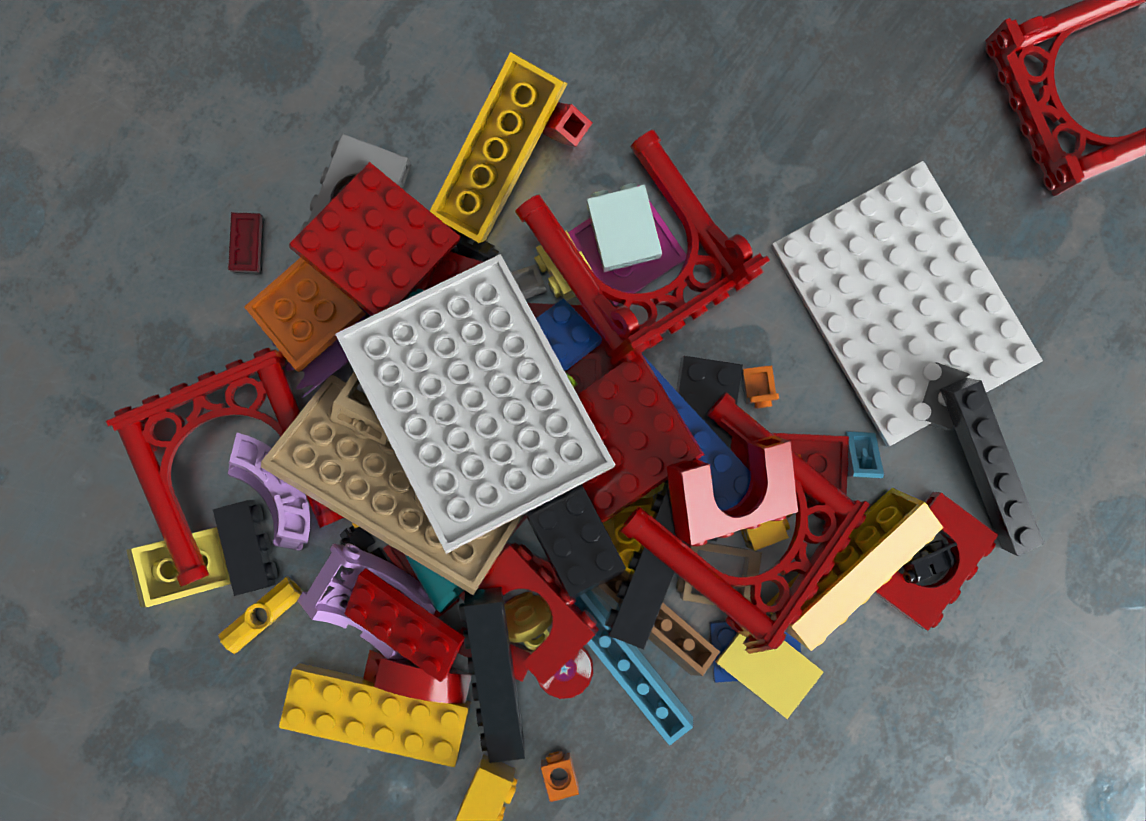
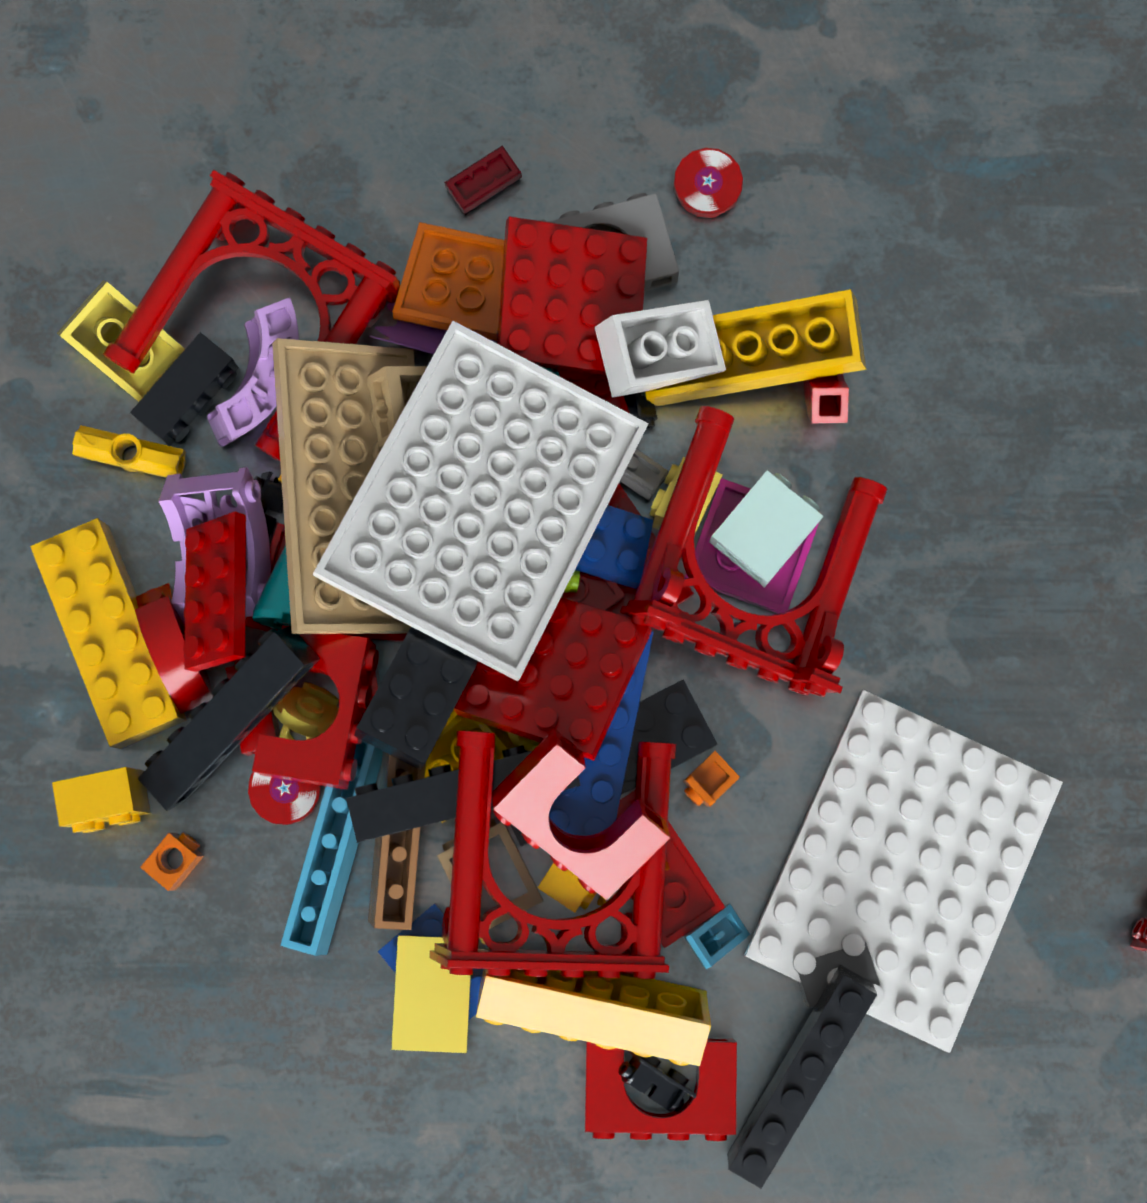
camera: 55 degrees right, 5 degrees down
(358, 94) = (708, 182): none -> red tile
(454, 208) = (659, 347): none -> white slope

